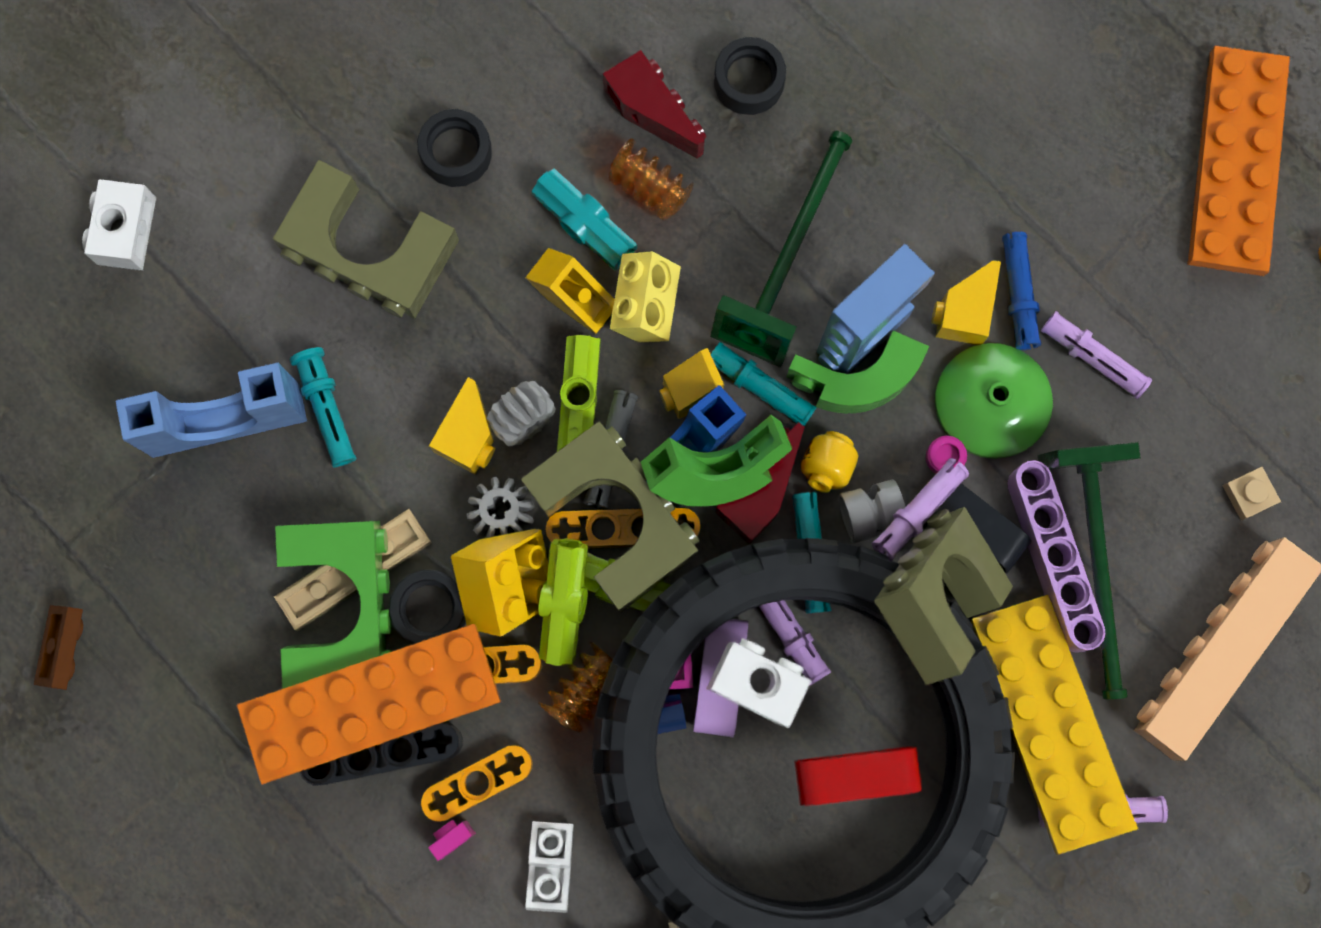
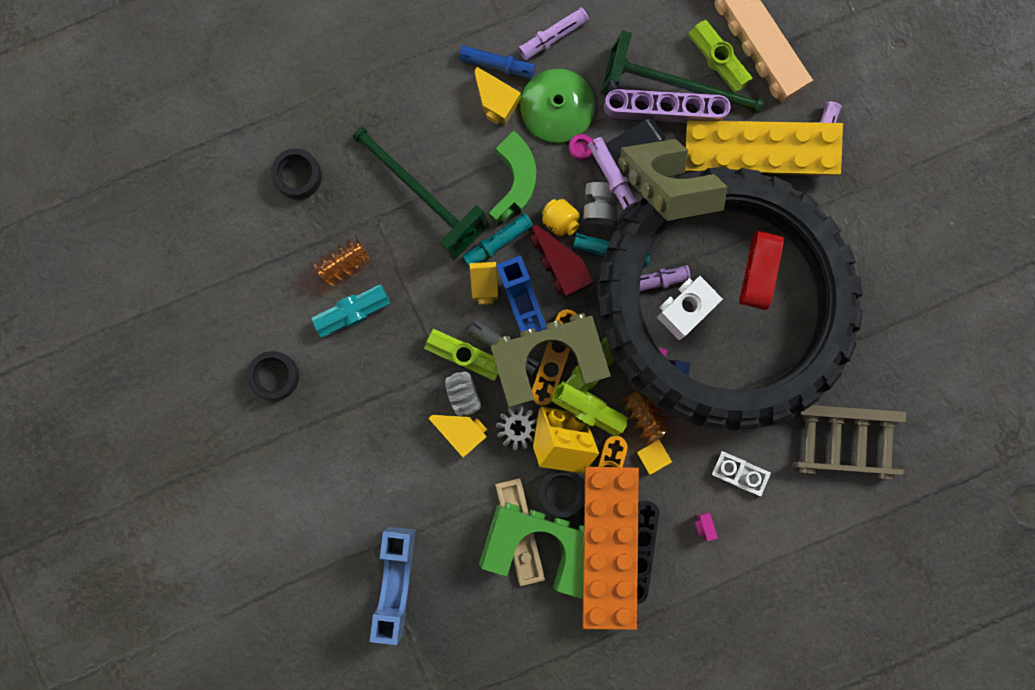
camera: 70 degrees left, 5 degrees up
(129, 243) = (258, 607): white brick -> none
(323, 386) = (398, 515): teal pin -> none
(398, 282) = (298, 487): olive arch -> none
(445, 787) = (673, 520): light orange beam -> none
(529, 726) = (654, 457): none -> yellow tile
(571, 289) = (394, 334): yellow slope -> none
(645, 297) = (417, 291): light yellow brick -> none
(646, 101) = (290, 243): dark red slope -> none
(713, 712) = (686, 347): lavender beam -> none
(716, 476) = (548, 287): bright green arch -> none
(873, 311) = (486, 154): medium blue arch -> none
(1178, 588) = (710, 43): none -> lime piece

